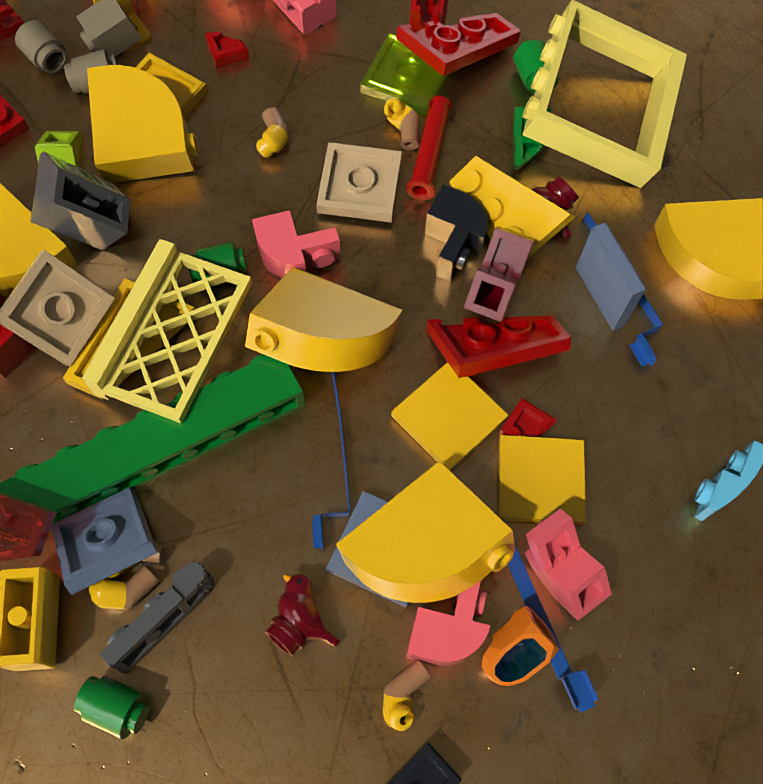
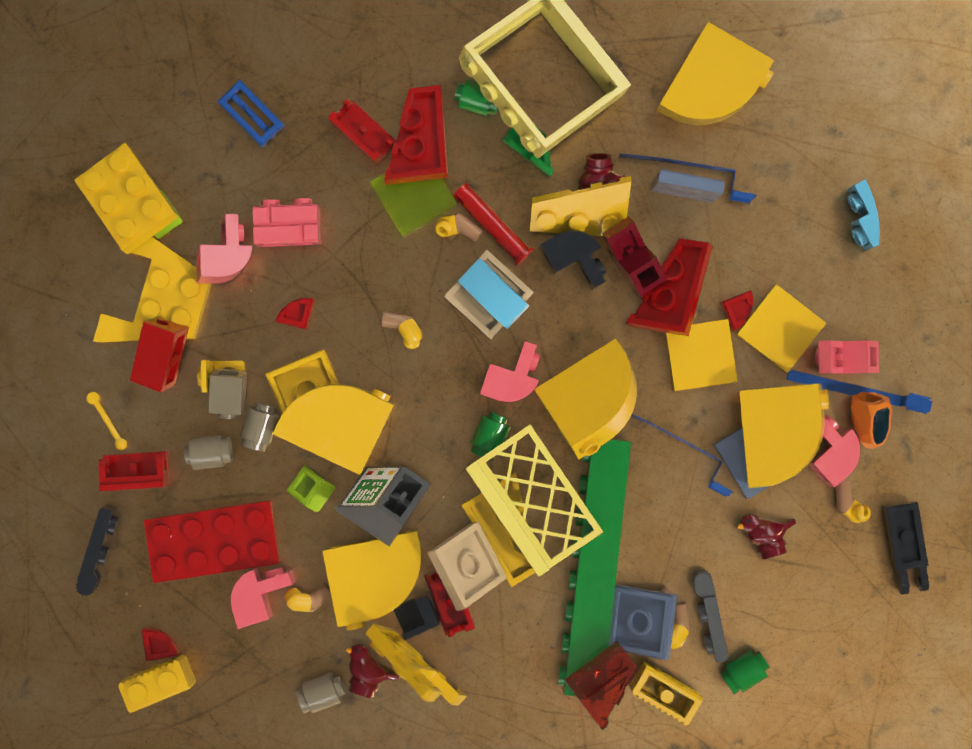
camera: 55 degrees left, 20 degrees up
(361, 171) = (493, 293): none -> medium azure slope

